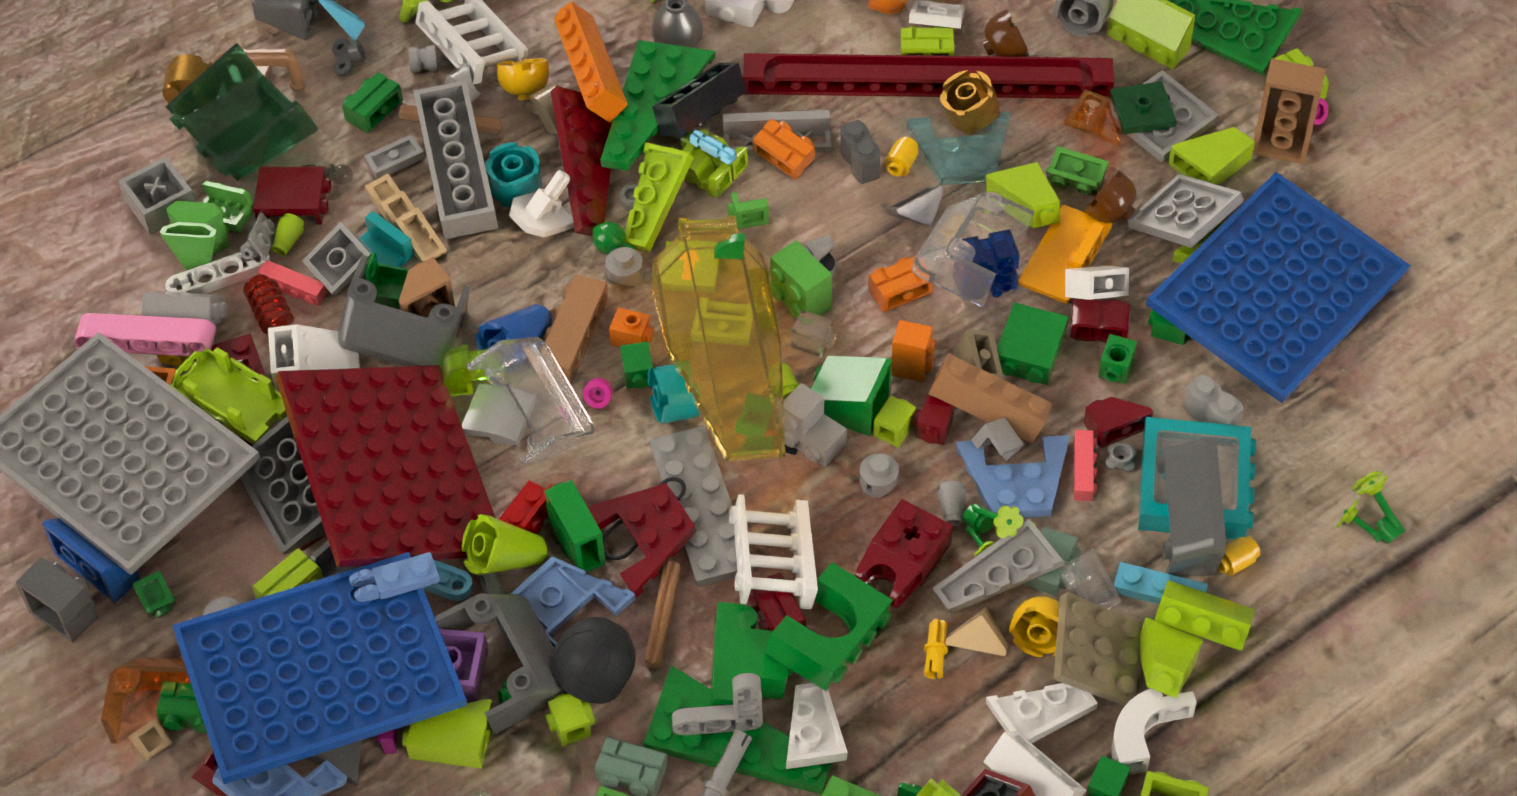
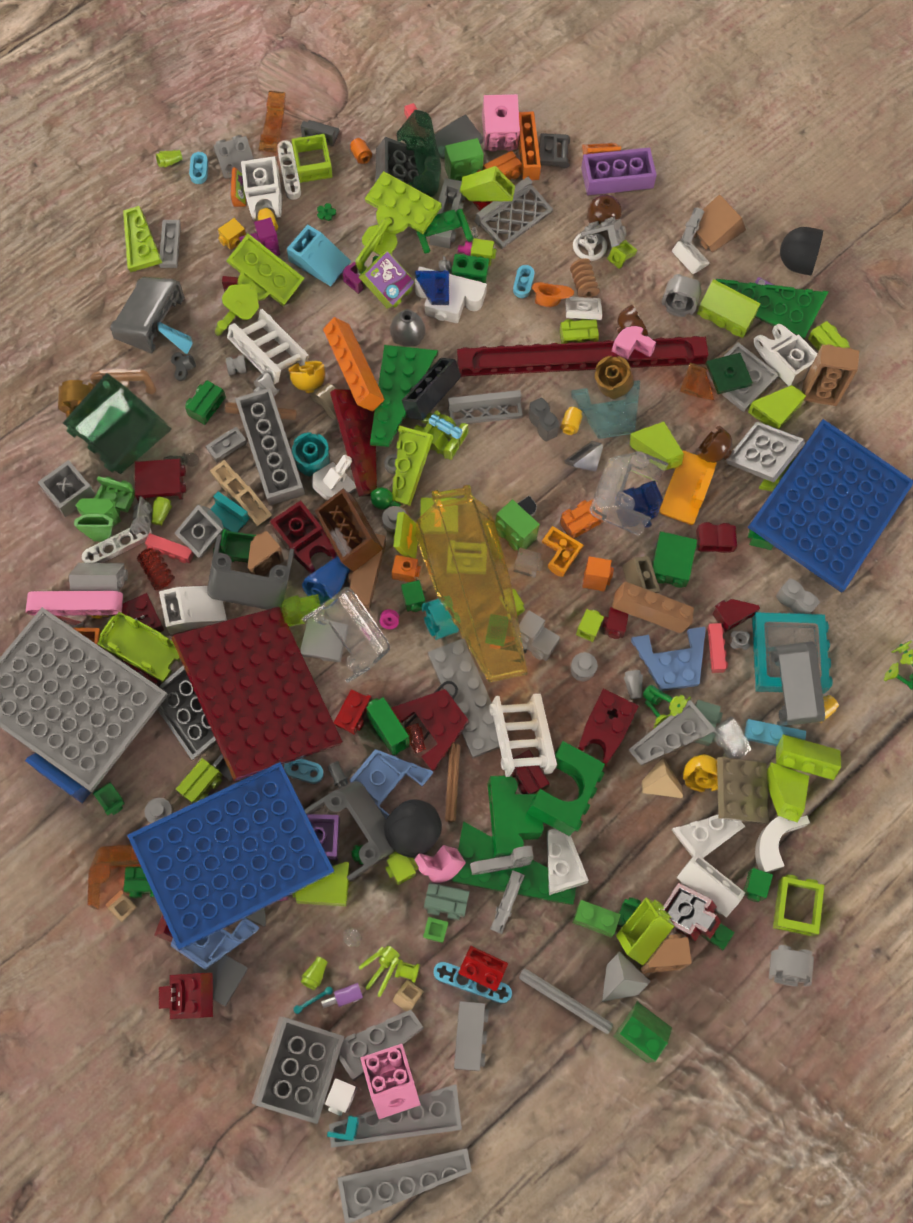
camera: 10 degrees left, 15 degrees up
(57, 598) = (43, 810): dark grey piece -> none
(395, 578) = (275, 784): medium blue hinge -> none
(488, 270) = (307, 539): none -> dark red brick
(500, 546) = (339, 747): lime cone -> none
(552, 268) = (348, 530): none -> reddish brown brick
(615, 547) = (416, 737): none -> clear red cone
(631, 719) = (442, 866): none -> bright pink brick
(635, 282) = (405, 539): none -> lime tile
(730, 248) = (472, 516): green tile -> none
(748, 213) = (474, 472): bright green bracket -> none
(784, 148) = (492, 420): orange brick -> none
(819, 247) = (524, 498): light grey cone -> none
(854, 389) = (558, 605): slope -> none
(870, 319) = (566, 550): none -> light orange brick
(935, 649) = (635, 793): yellow axle -> none
(1001, 52) = (631, 339): none -> bright pink brick
(1001, 436) = (662, 634): light grey panel -> none
(1077, 170) = (689, 423): bright green bracket -> none
(1096, 282) = (713, 512): white brick -> none
(1117, 359) = (734, 560): green brick -> none
(1230, 89) = (786, 355): none -> white brick

